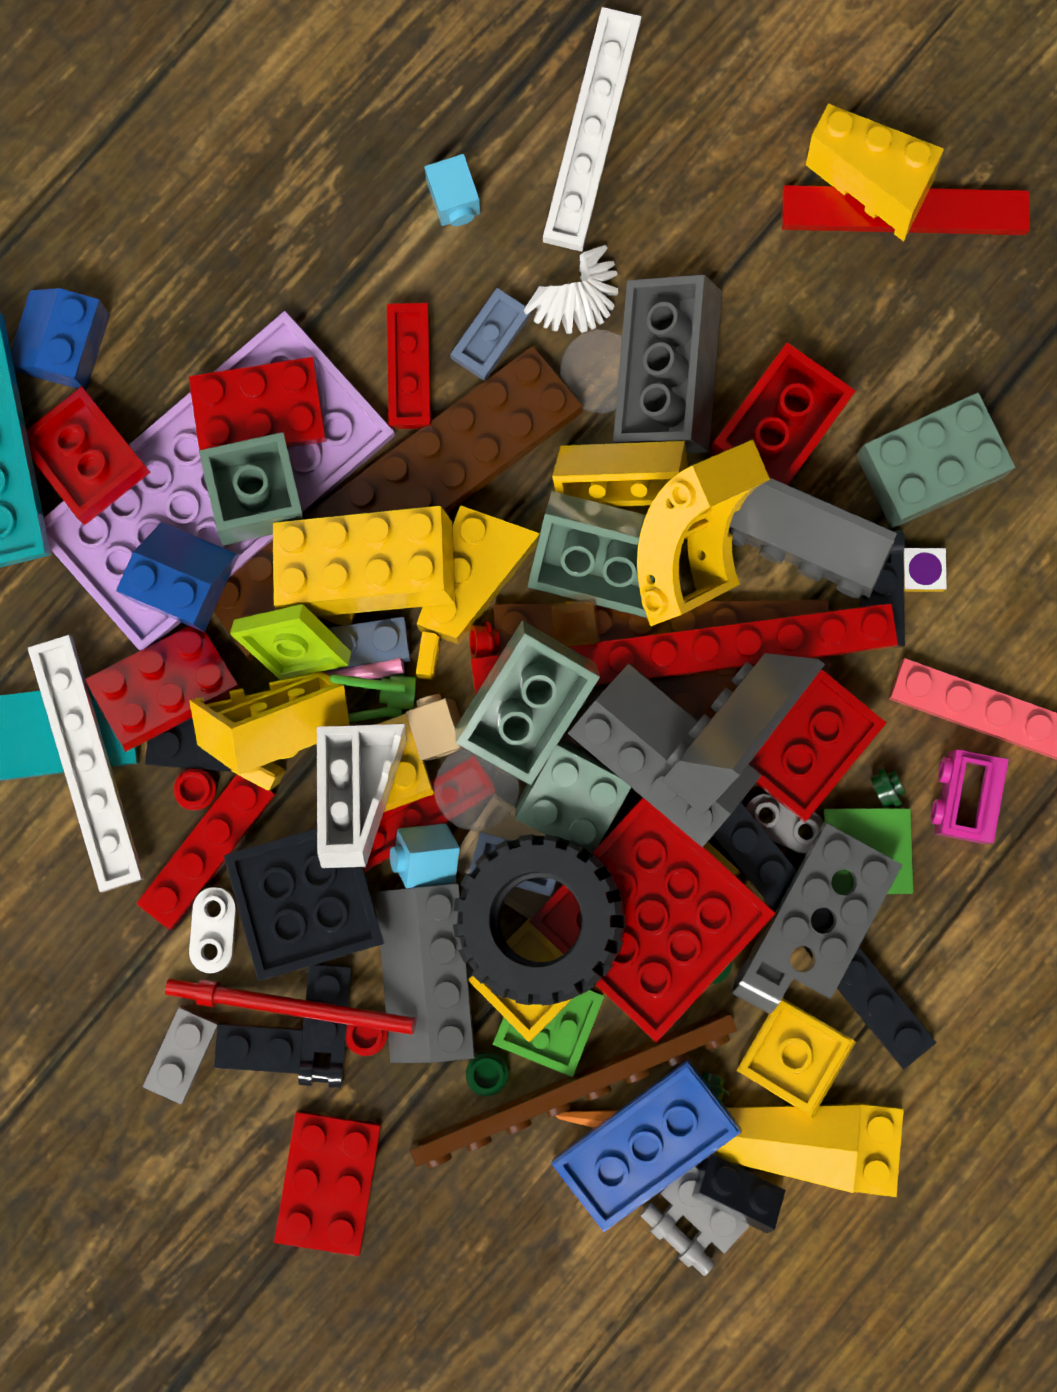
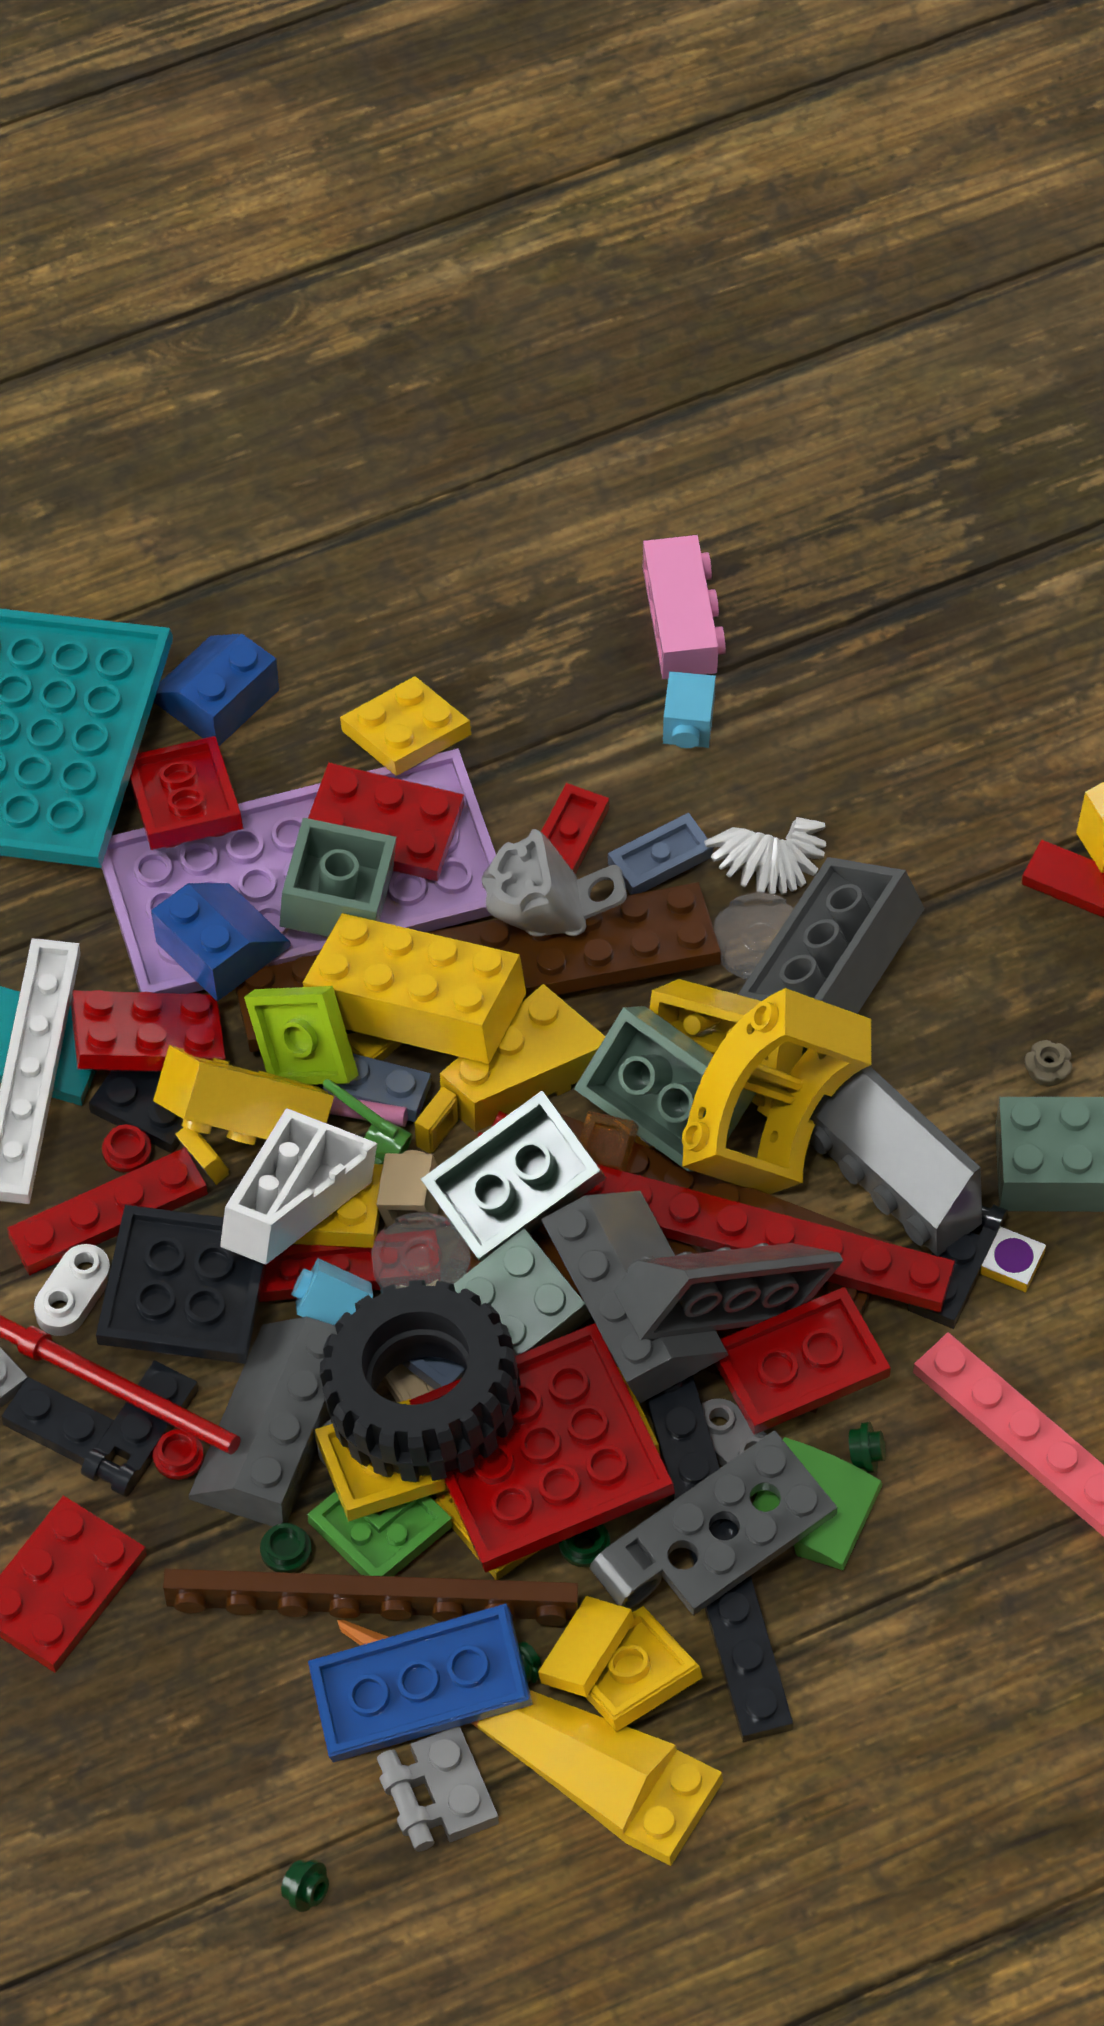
camera: 25 degrees right, 25 degrees down
(232, 308) = (405, 725): none -> yellow plate
(402, 95) = (682, 605): none -> bright pink brick
(418, 422) = (540, 893): none -> light grey piece
(591, 129) = (863, 712): white plate -> none
(637, 1346) = (305, 1884): none -> dark green plate
(739, 1193) = (496, 1775): black plate -> none
(757, 1058) = (586, 1646): none -> yellow tile
(786, 413) = (939, 1041): red brick -> none
(874, 394) = (1048, 1073): none -> dark tan plate
(945, 809) = (966, 1505): dark pink window -> none

